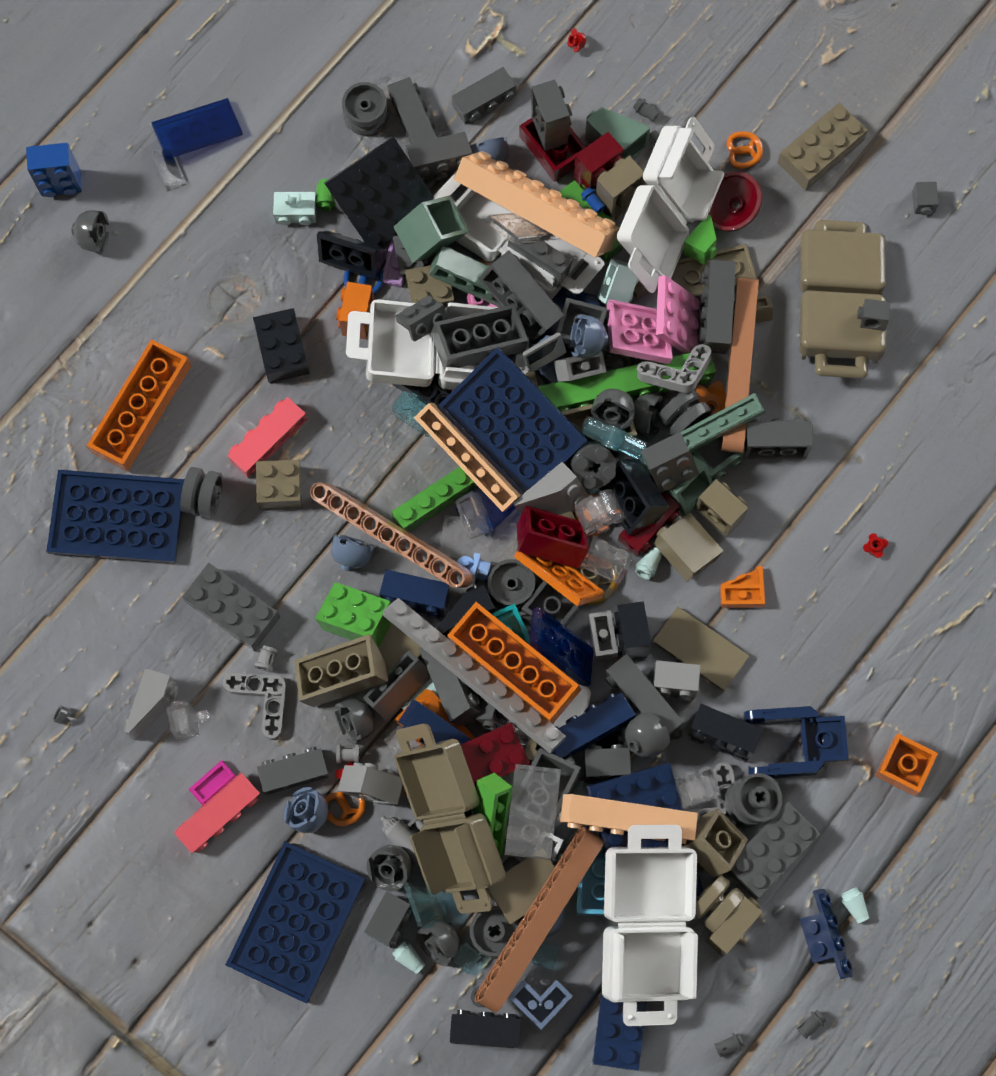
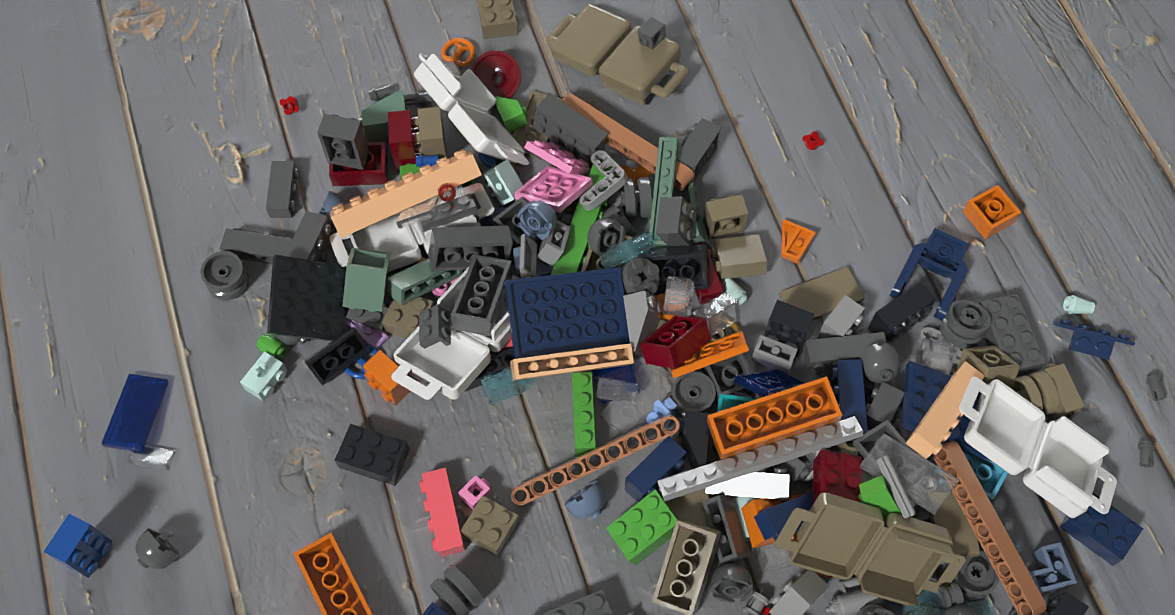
camera: 60 degrees left, 10 degrees down
(297, 447) = (472, 486): none -> bright pink brick
(457, 918) = (950, 595): none -> dark grey wheel
(507, 804) = (895, 486): none -> light grey axle
(549, 238) = (452, 191): none -> clear red bush

